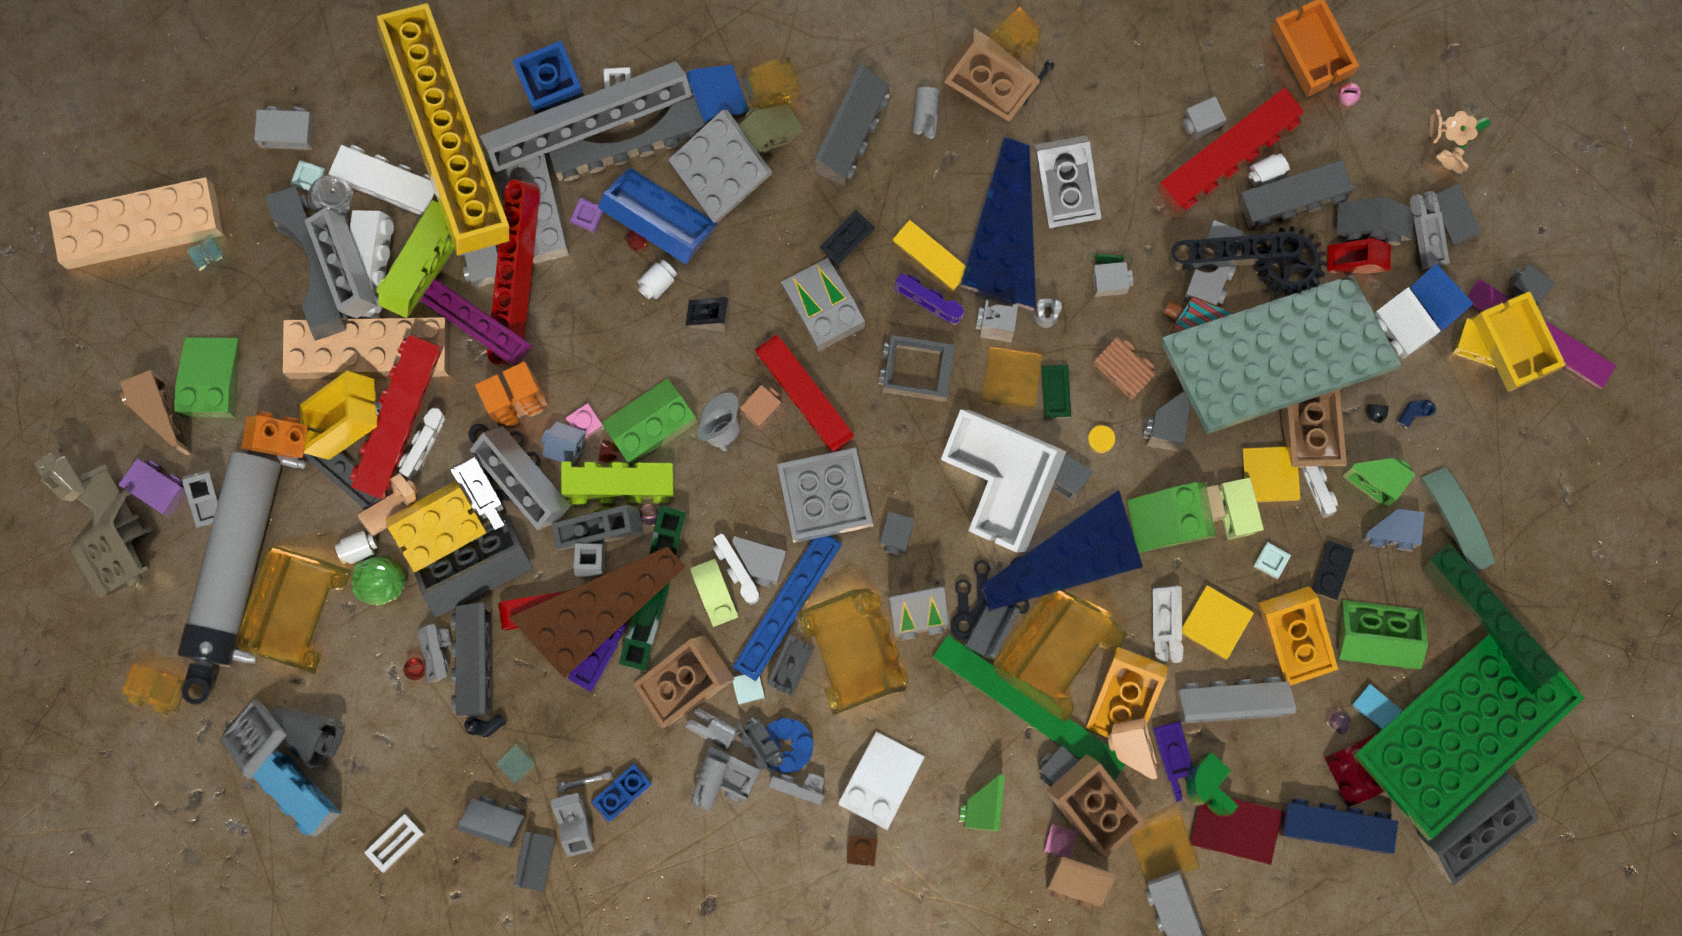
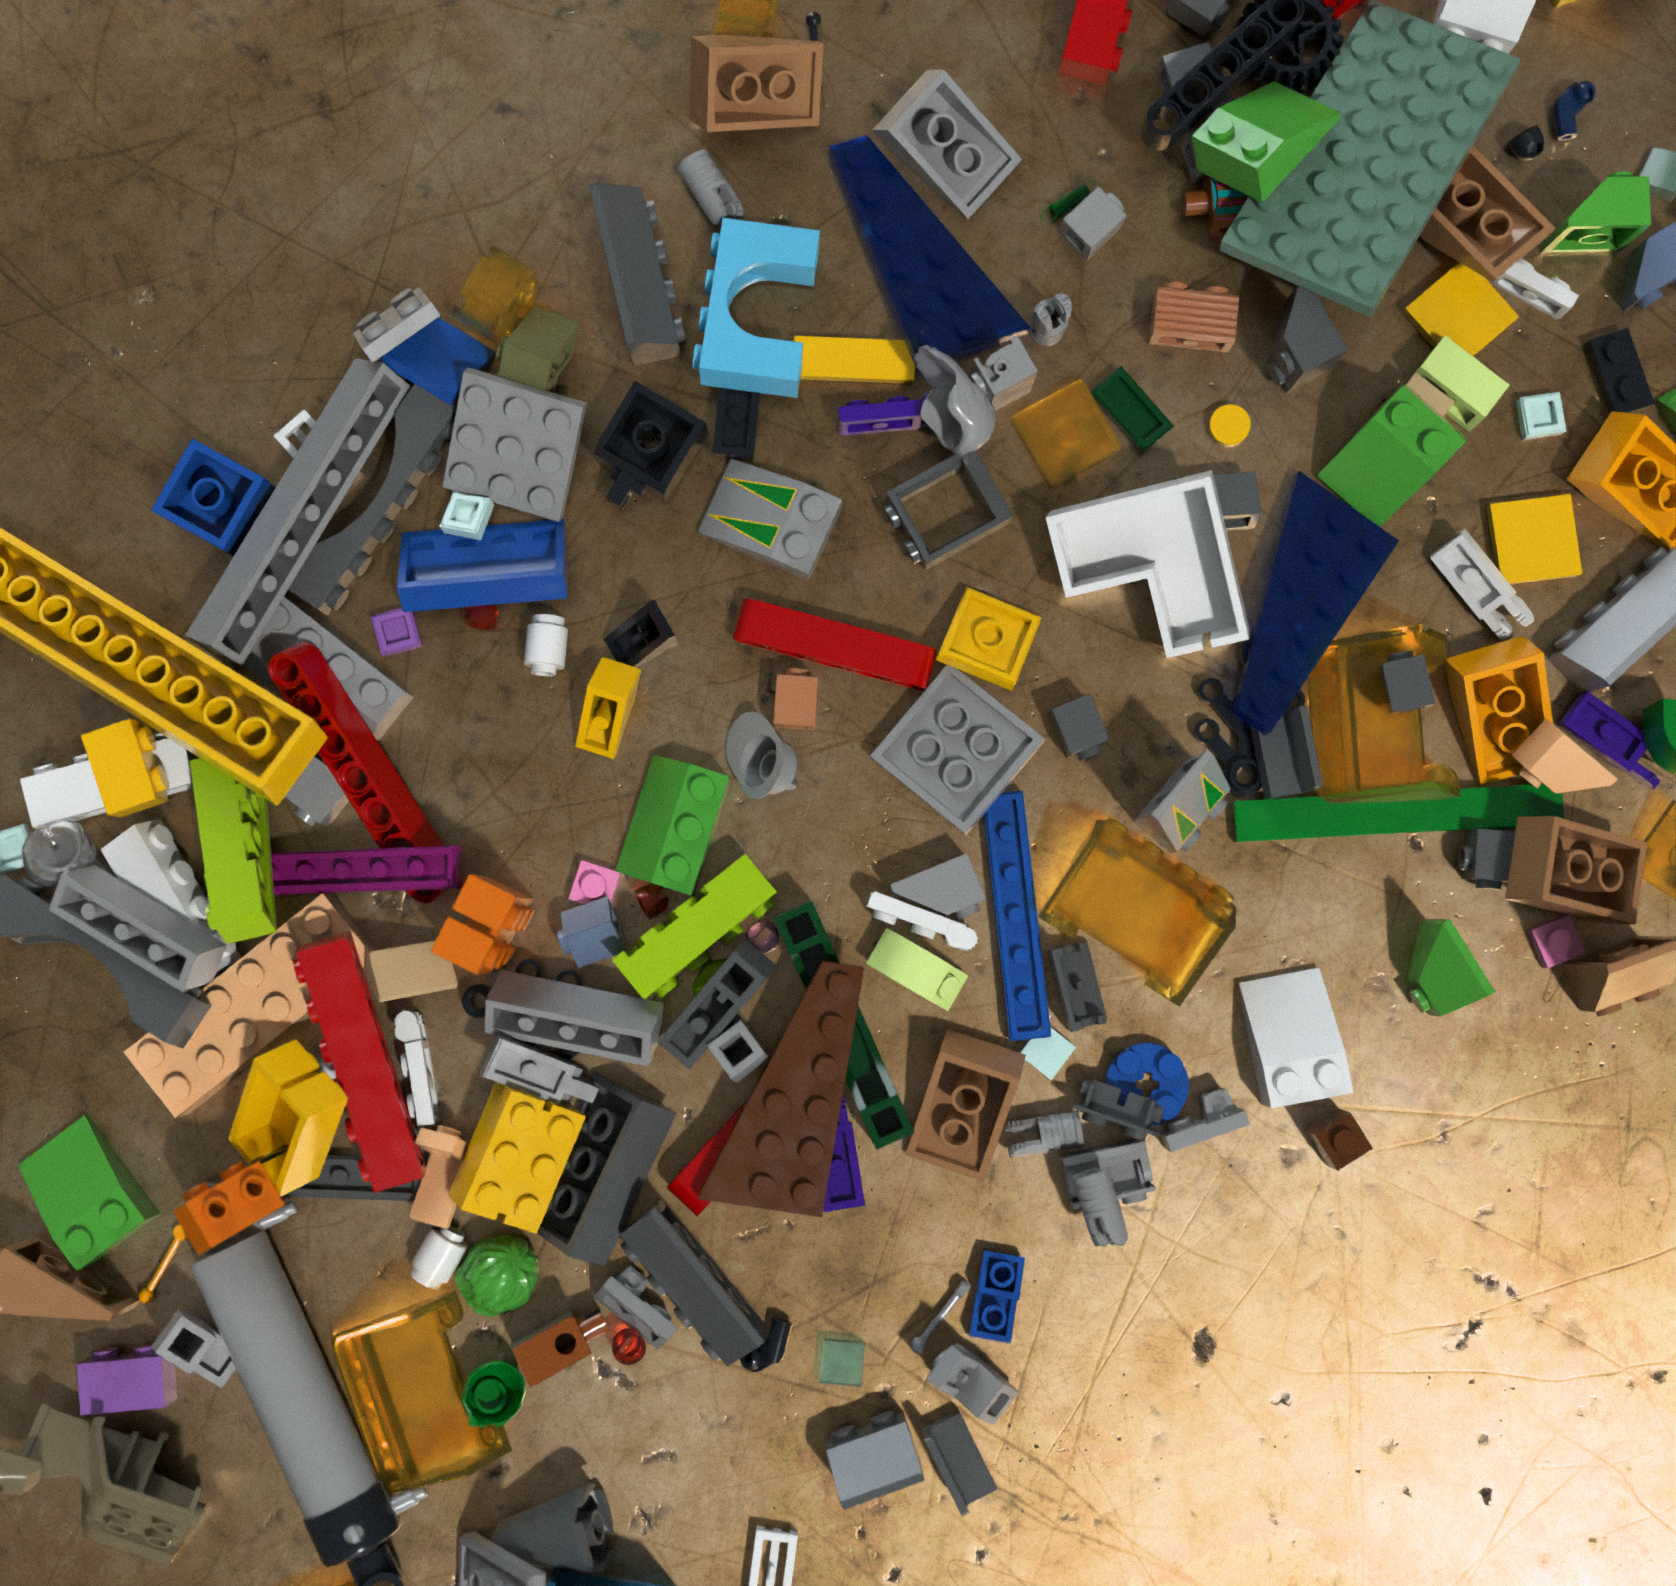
camera: 45 degrees left, 5 degrees up
(237, 435) = (147, 1293): none -> light orange hinge
(328, 637) = (492, 1394): none -> green hair
(367, 635) = (540, 1355): none -> dark orange torso
(398, 179) = (126, 767): none -> yellow brick
(456, 390) = (408, 971): none -> tan slope
(662, 335) = (607, 707): none -> yellow slope
(669, 183) = (467, 515): none -> light aqua tile
(703, 59) = (385, 331): none -> light grey plate
(776, 226) = (654, 469): none -> black hinge
(886, 451) = (989, 638): none -> yellow tile
(913, 159) = (746, 255): none -> medium azure arch
(959, 317) = (955, 405): none -> light grey hair
(1083, 641) = (1406, 683): none -> dark grey brick
(1227, 300) = (1260, 138): none -> bright green slope

